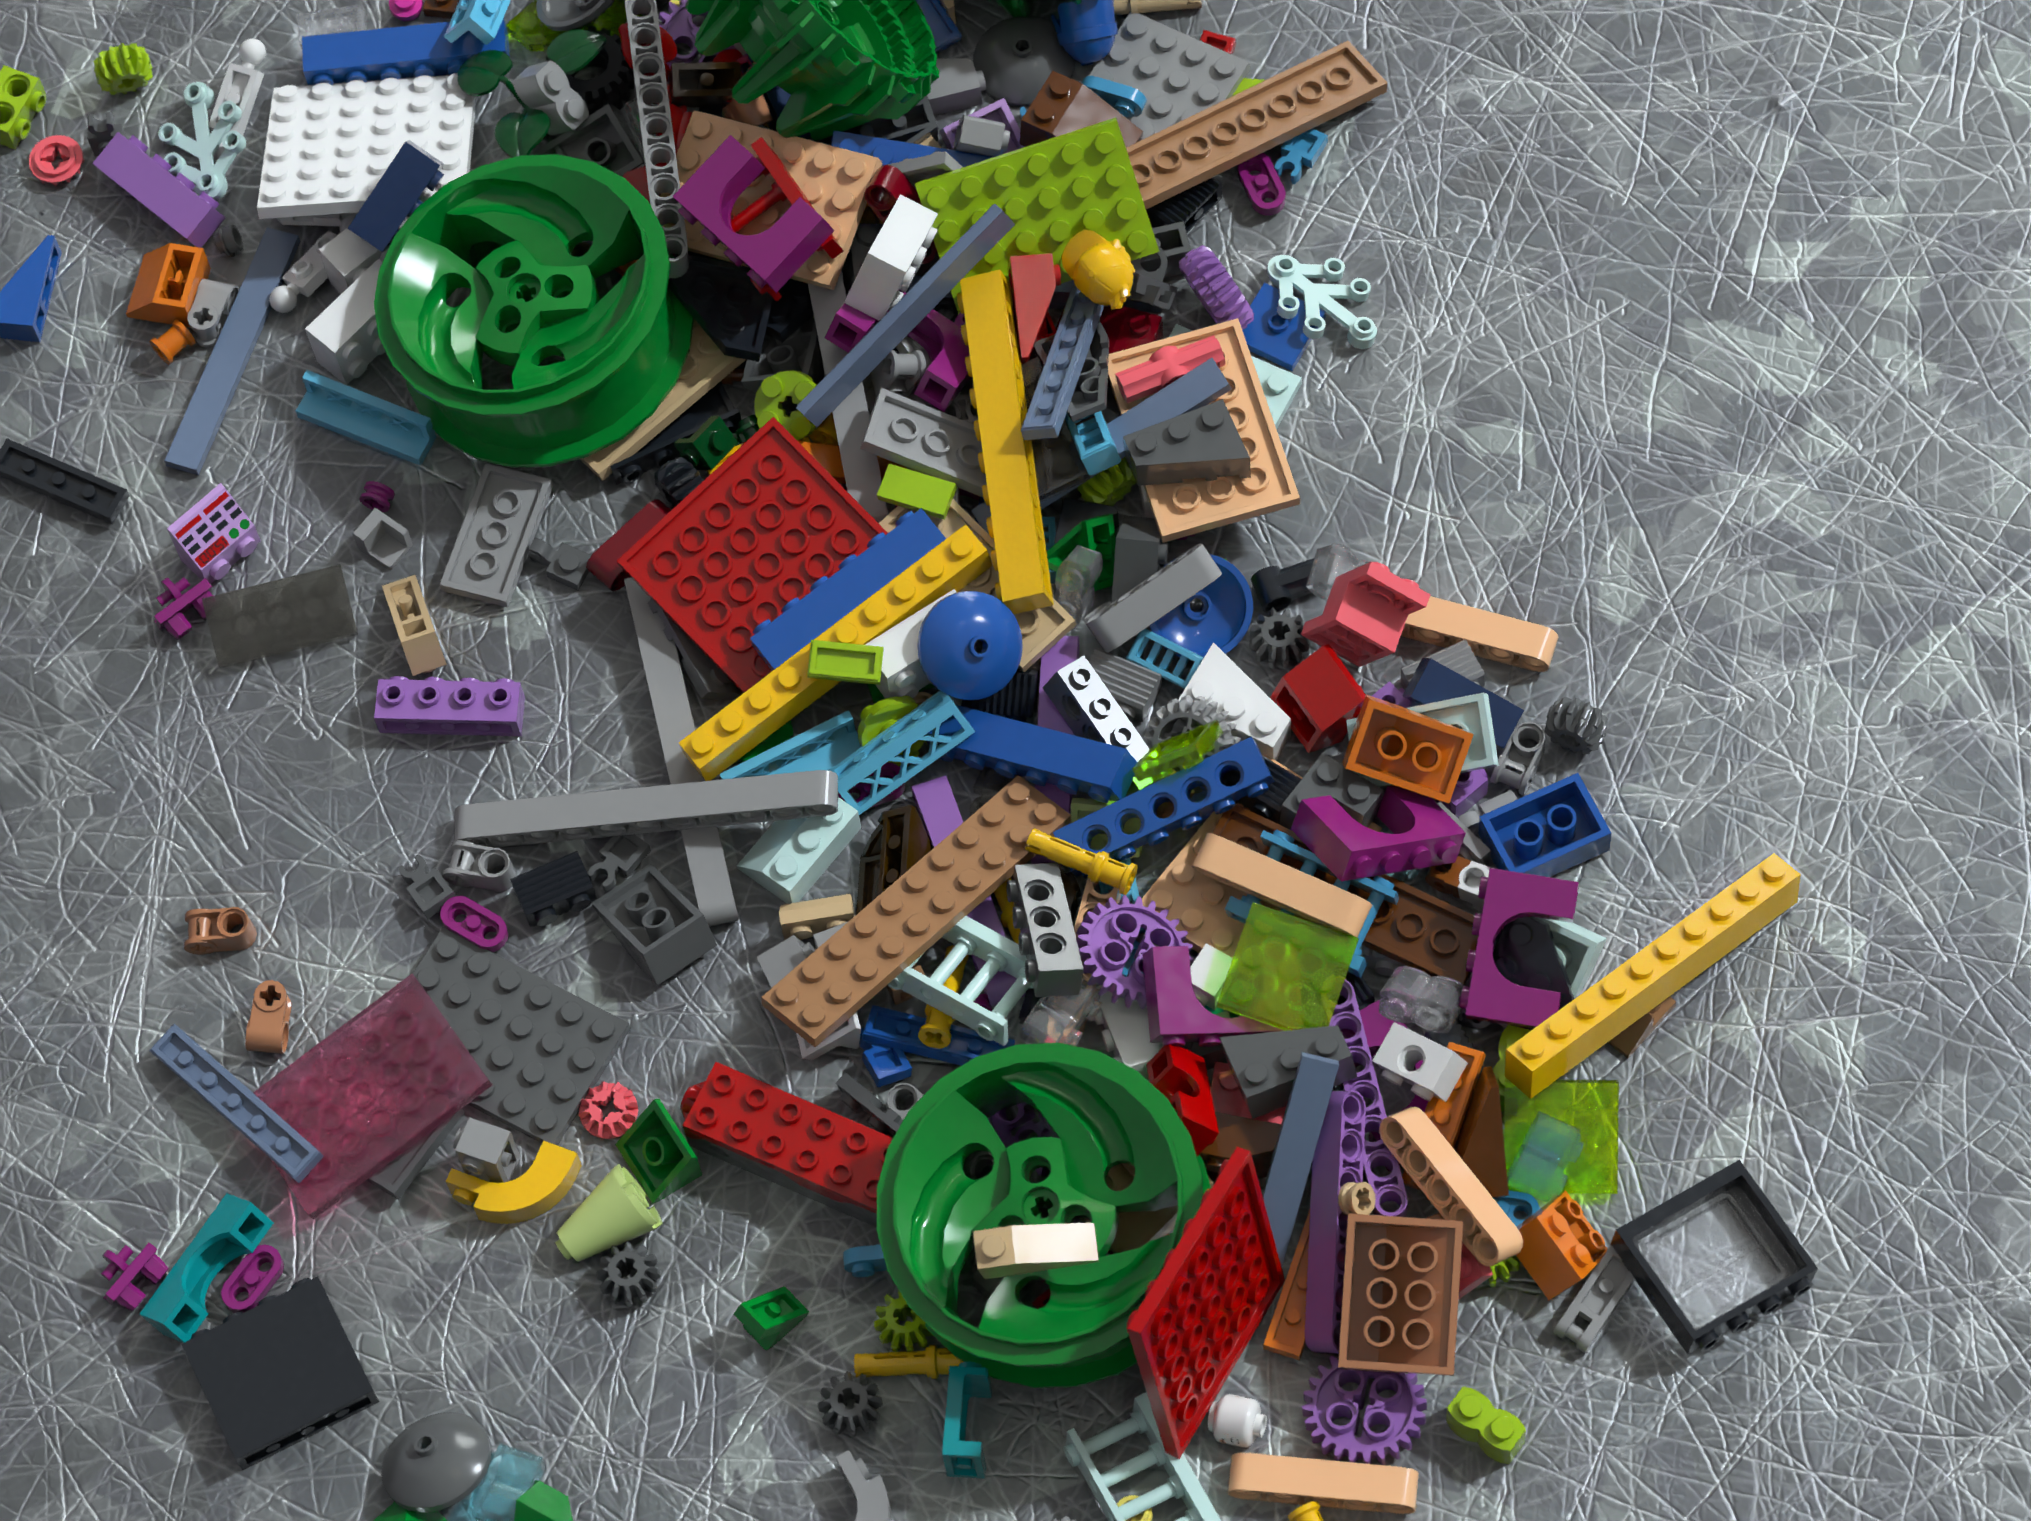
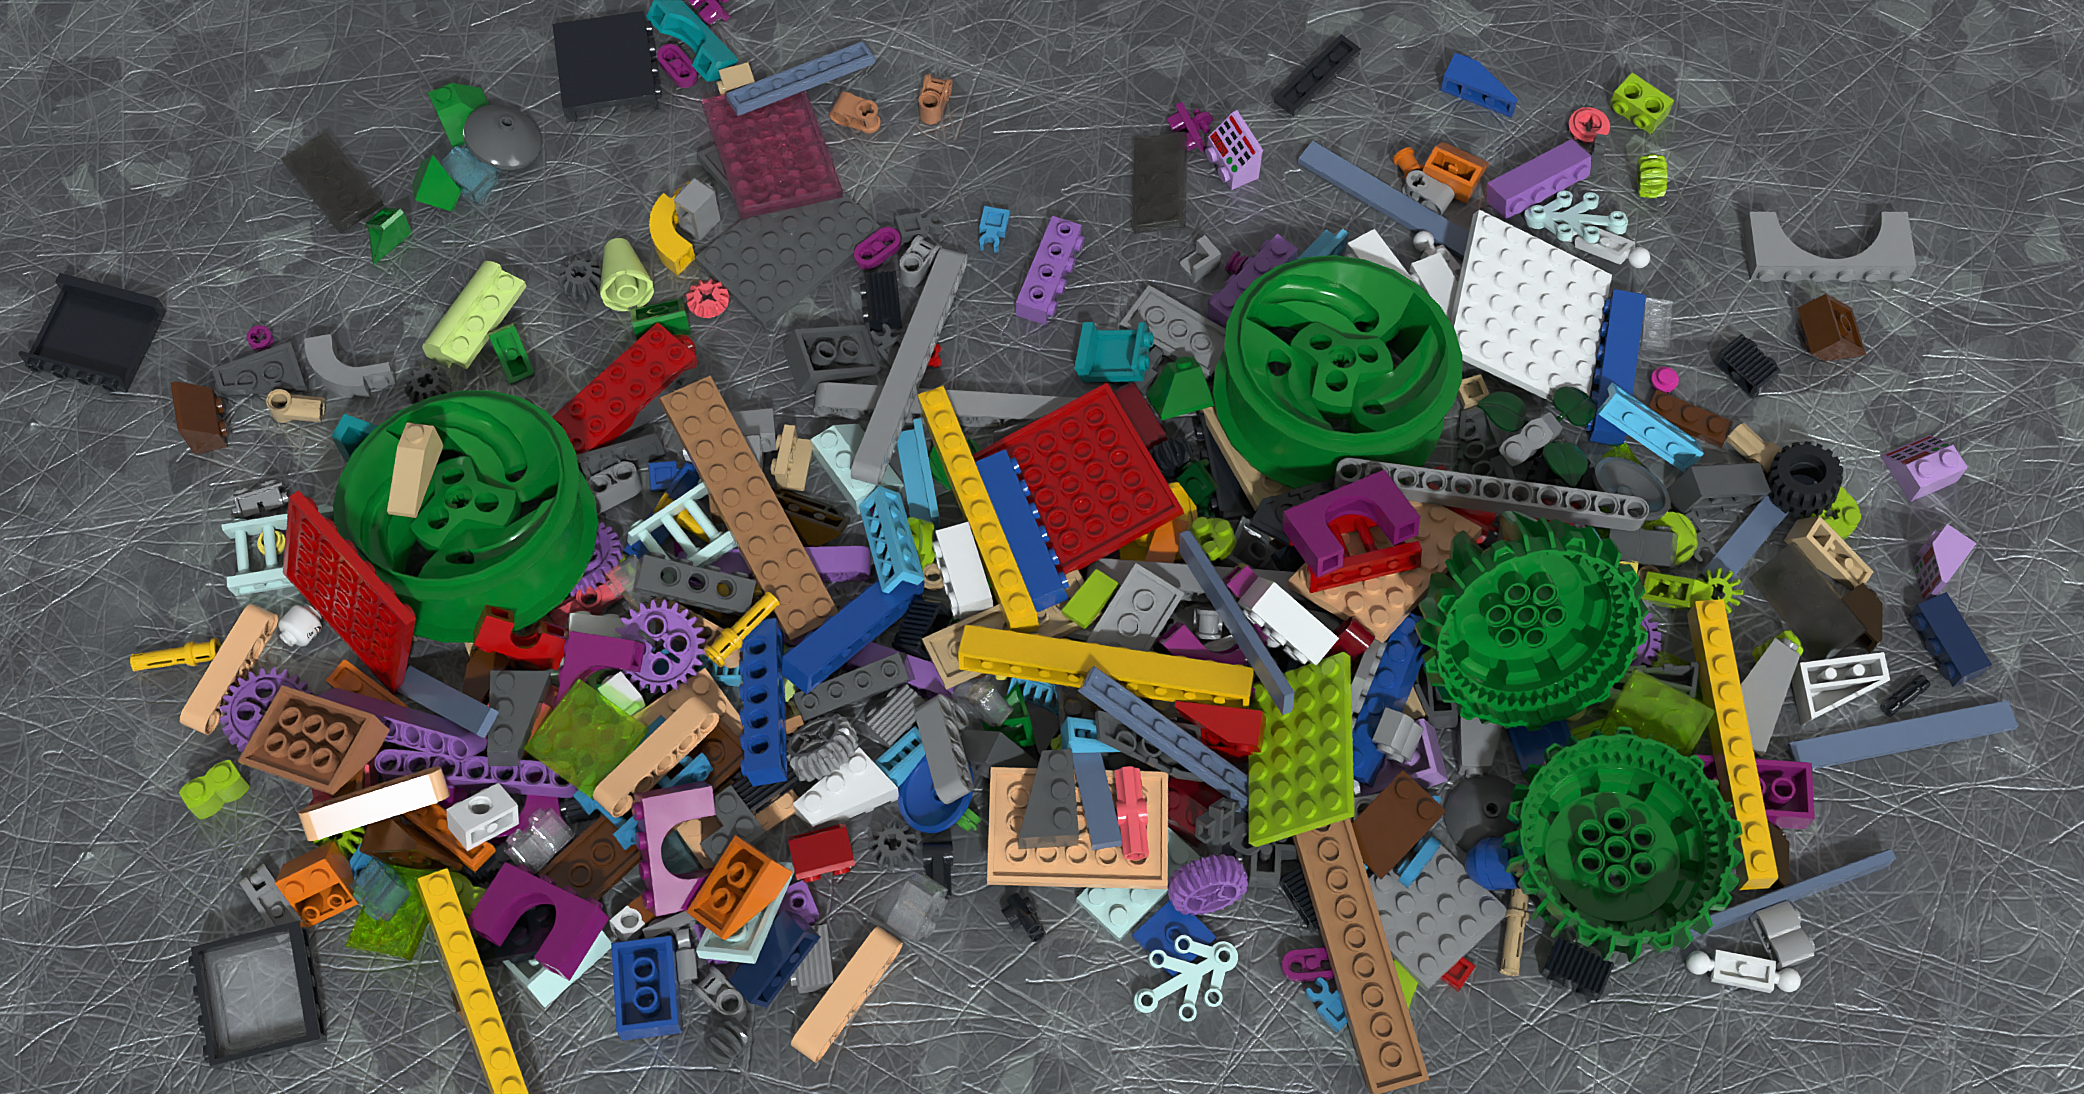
camera: 100 degrees right, 0 degrees up
(263, 1186) = (734, 78): none -> tan brick
(397, 195) = (1457, 296): dark blue brick -> none
(398, 795) = (993, 225): none -> dark azure plate
(404, 468) = (1270, 255): none -> medium lavender brick
(414, 625) = (1120, 261): tan slope -> none
(553, 589) = (1113, 354): none -> teal panel
(587, 501) = (1180, 389): none -> green slope
(730, 1382) = (473, 315): none -> yellowish green brick
(845, 662) = (955, 502): lime tile -> none
(949, 639) = (953, 599): blue dish -> none
(1099, 268) = (1233, 780): yellow hair -> none
(1183, 749) = (799, 718): clear neon green plate -> none
(1310, 481) = (1022, 912): none -> black plate
(1356, 1198) = (395, 728): tan bush -> none
(1366, 613) = (870, 901): coral bracket -> none

